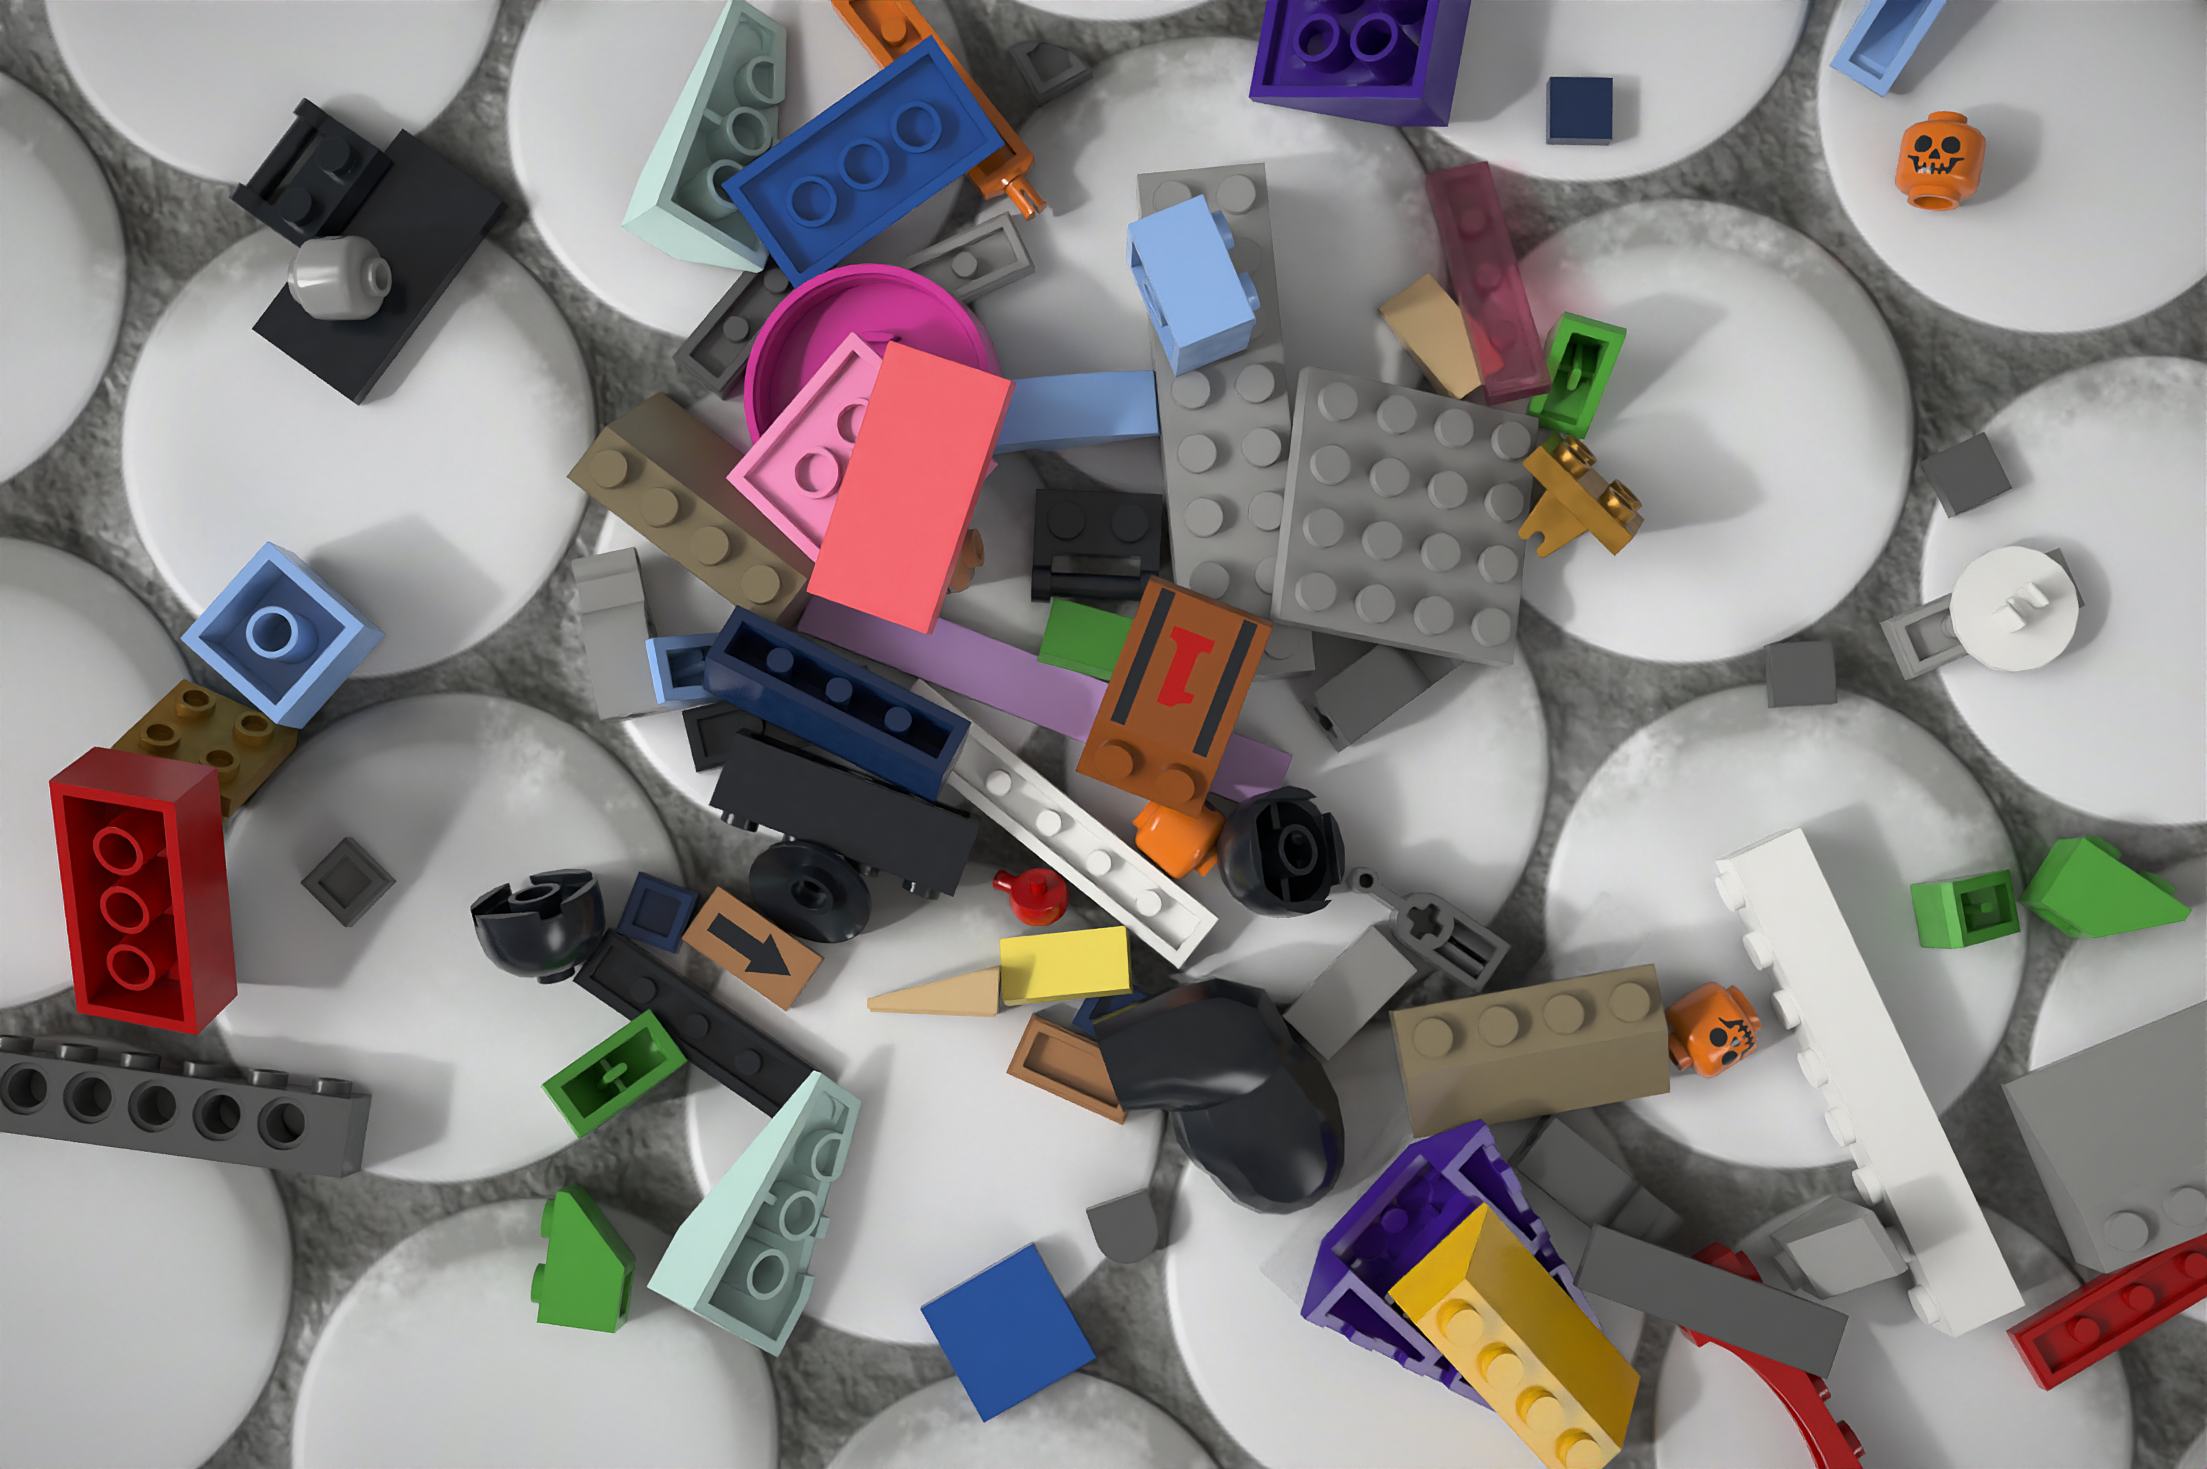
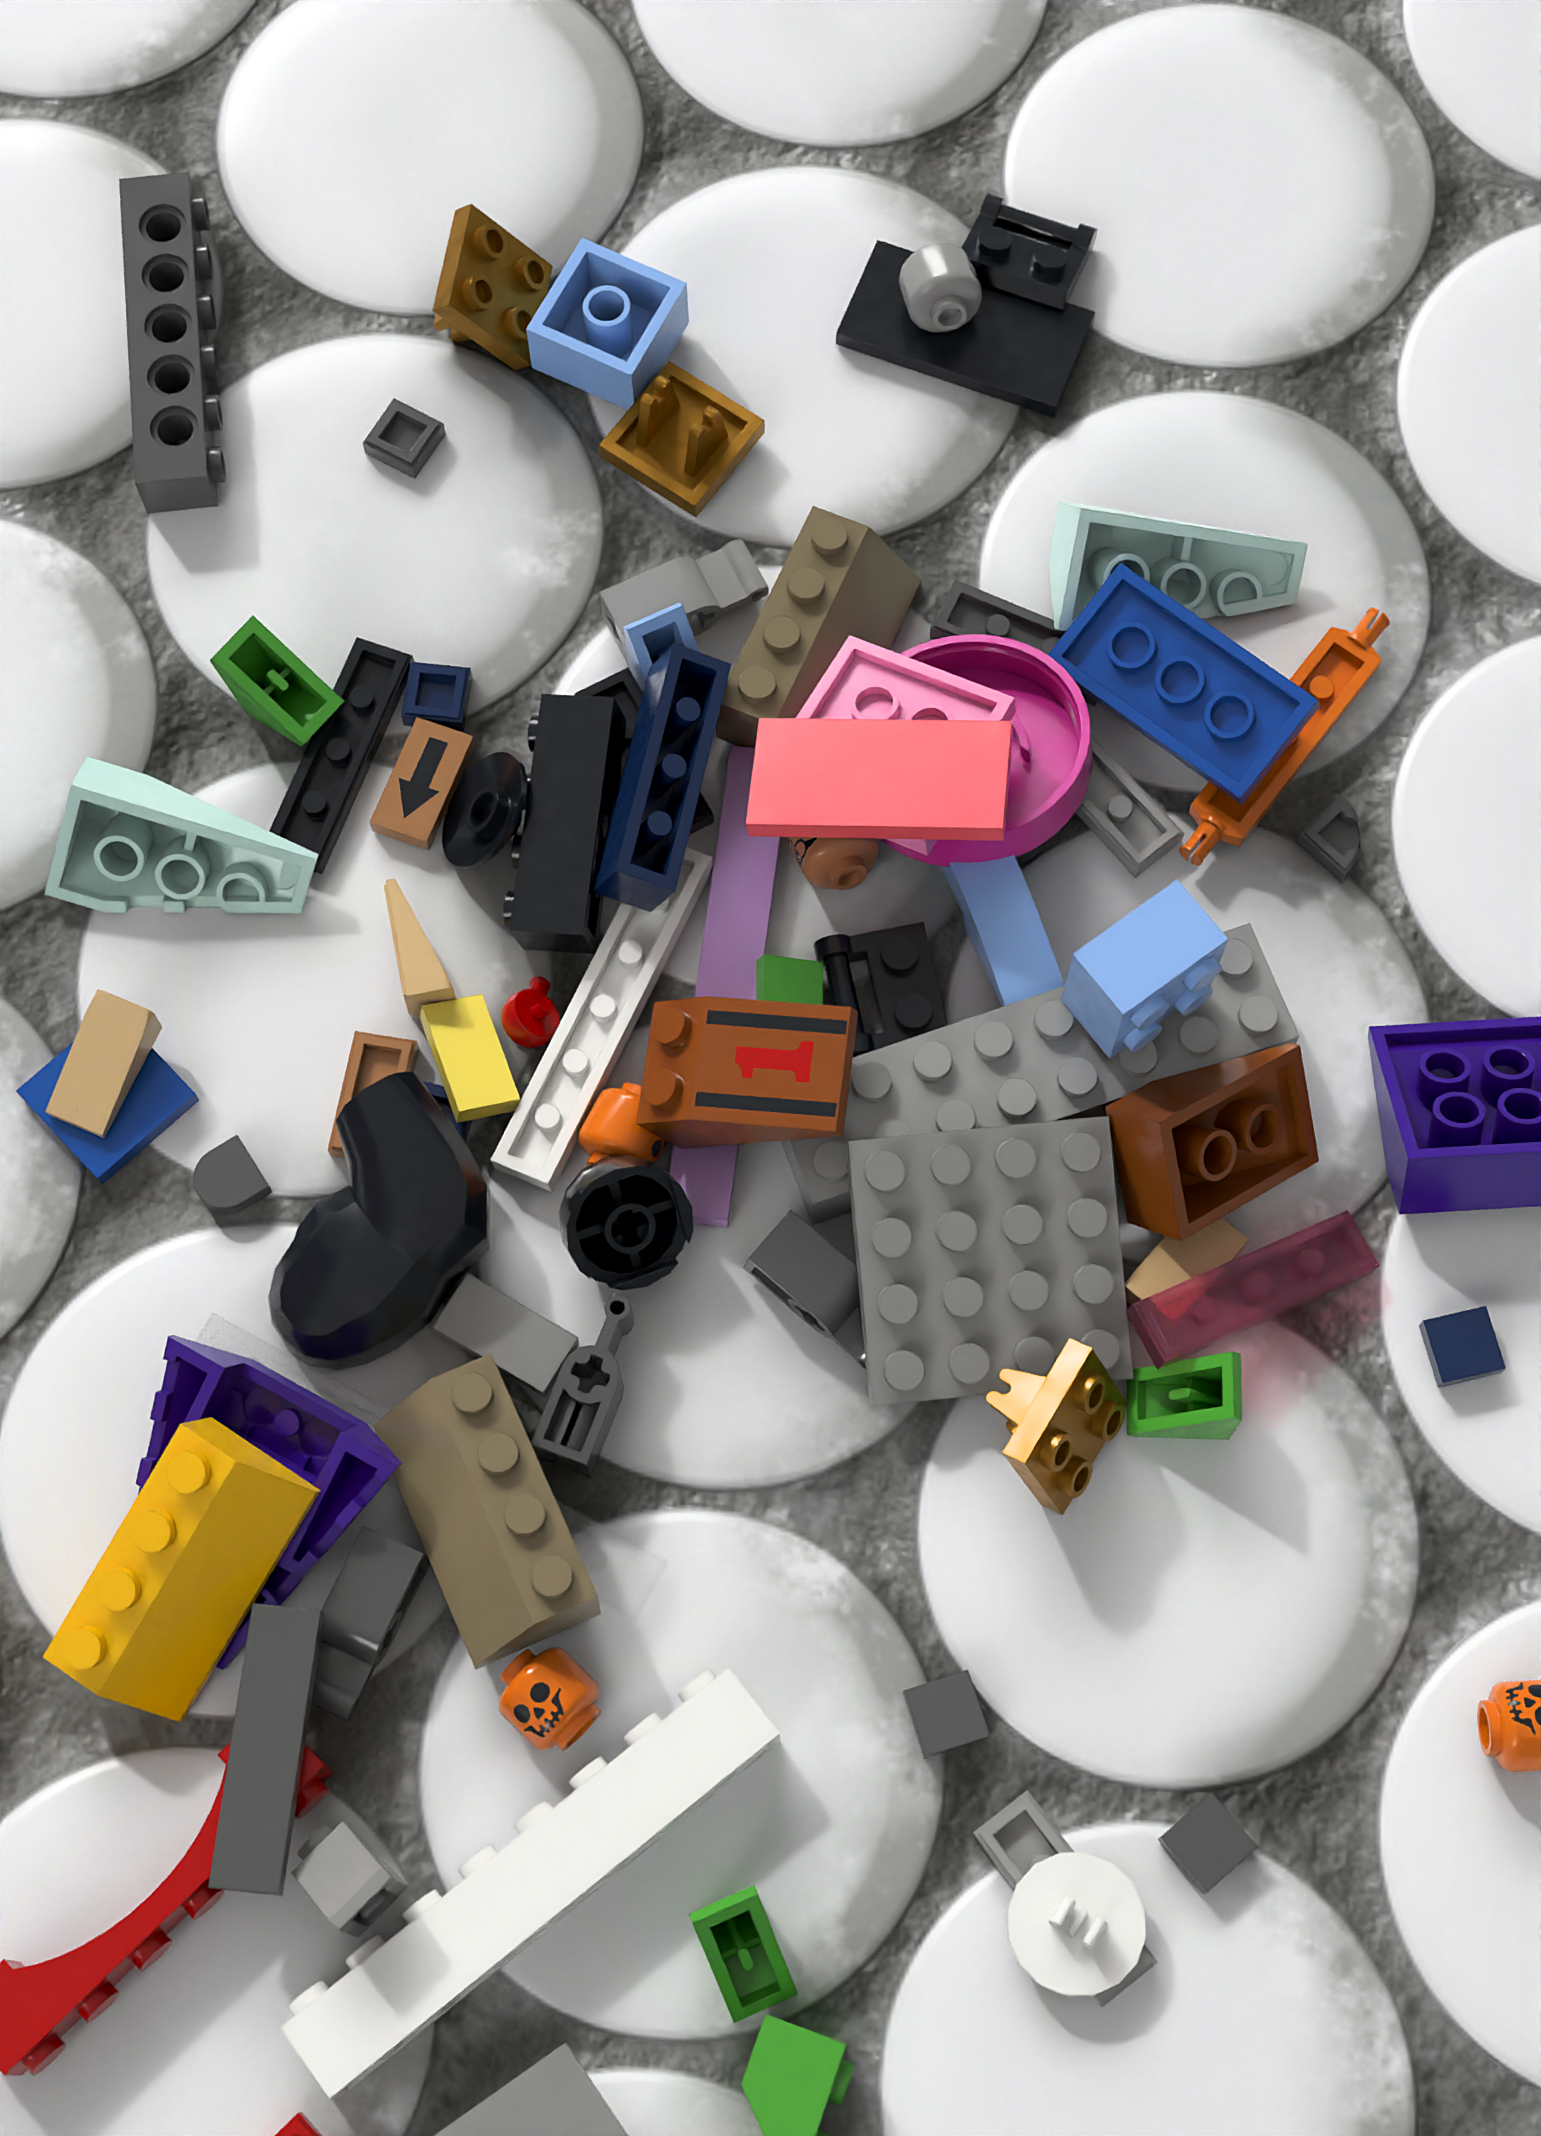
camera: 80 degrees right, 15 degrees down
(145, 888) = (353, 261): red brick -> none
(433, 592) = (682, 438): none -> pearl gold plate
(542, 927) = (398, 594): black cylinder -> none
(585, 1268) = (98, 707): bright green slope -> none
(984, 1331) = (103, 1062): none -> tan slope
(1342, 278) = (1211, 1139): none -> dark orange slope

